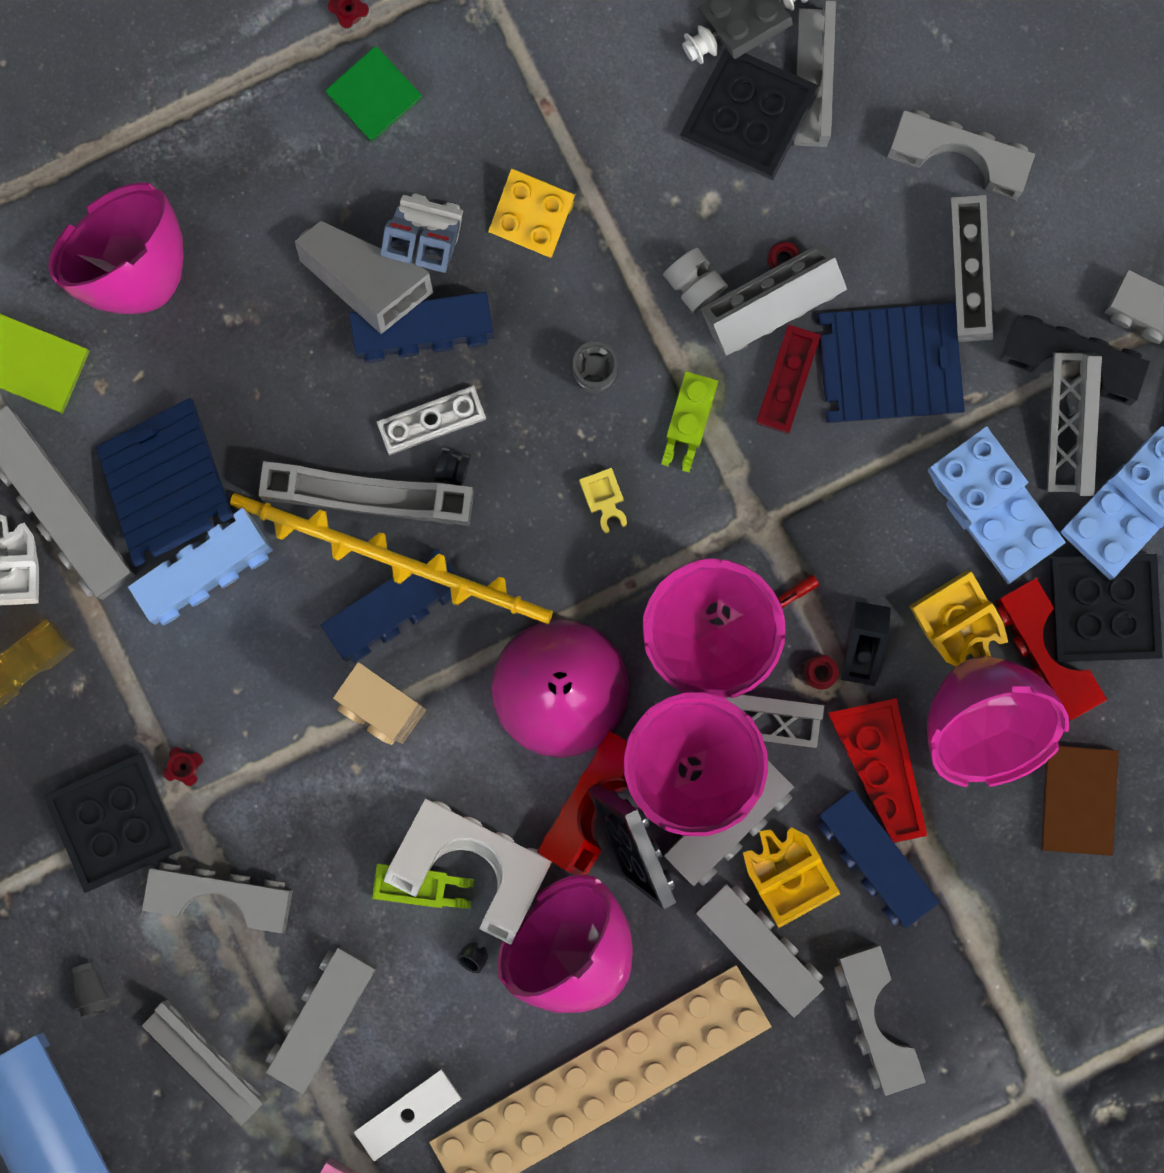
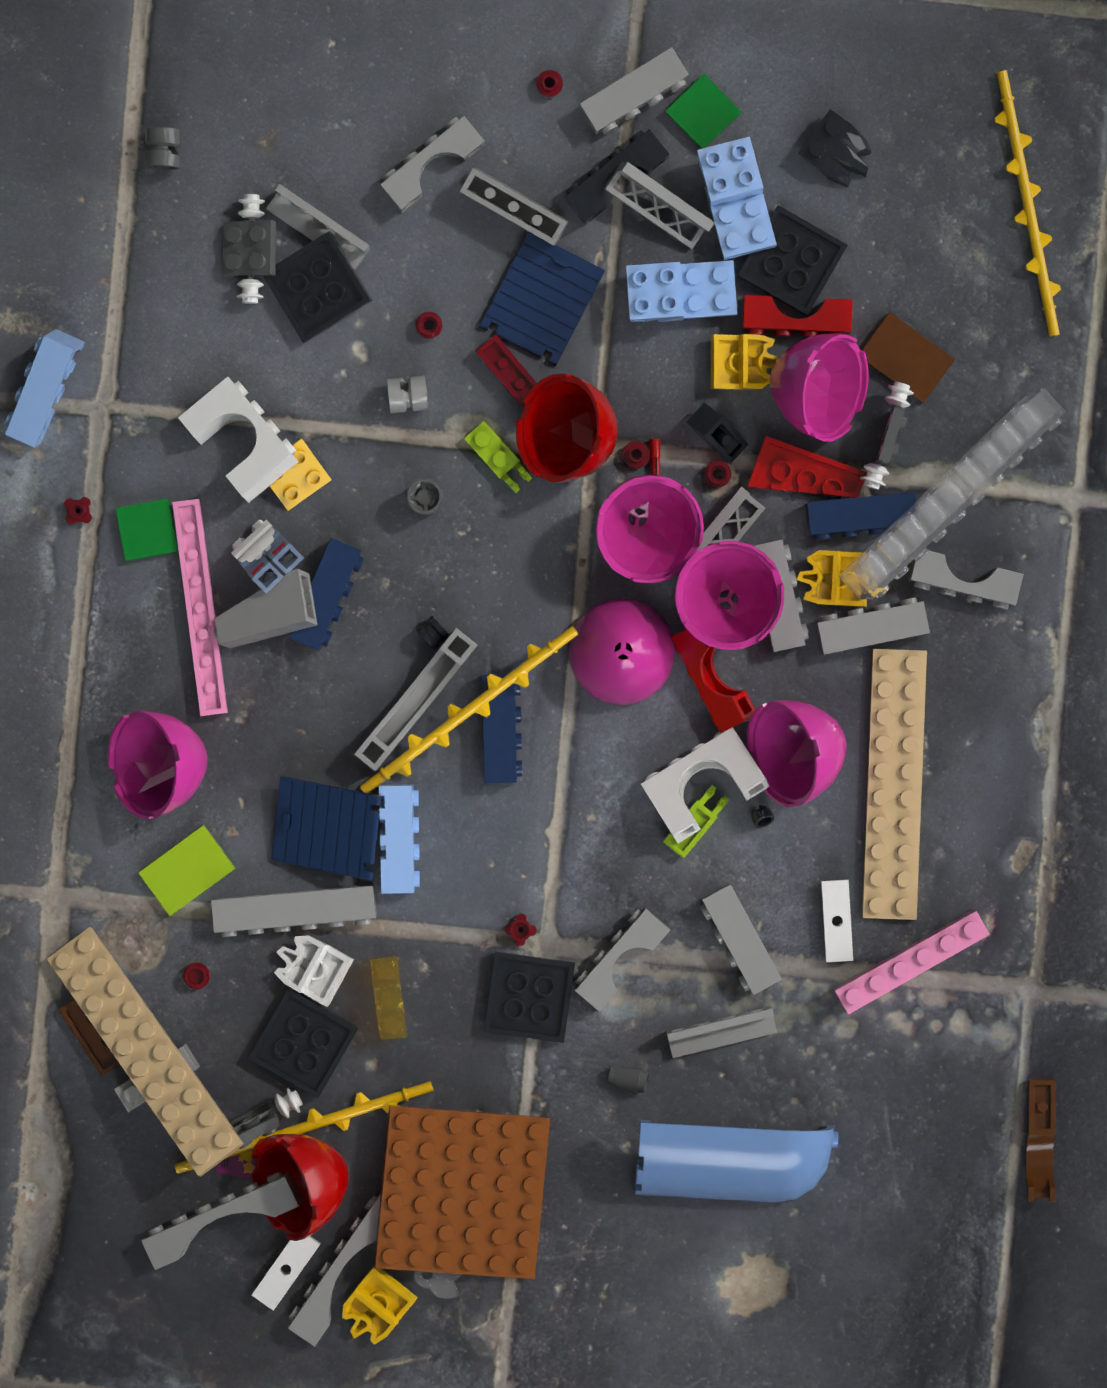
camera: 60 degrees left, 5 degrees up
(324, 200) = (200, 607): none -> bright pink plate
(373, 700) = (563, 775): tan brick -> none
(410, 429) = (394, 609): white tile -> none
(536, 169) = (270, 455): none -> white arch
(603, 494) = (511, 544): light yellow plate -> none
(631, 845) = (755, 669): black plate -> none
(766, 471) = (565, 429): none -> red piece
(774, 298) = (452, 350): light grey brick -> none
(783, 580) = (633, 462): none -> dark red plate
(964, 946) = (952, 494): none -> clear brick
(996, 834) = (894, 426): none -> plate
(1118, 232) = (553, 91): none -> dark red plate

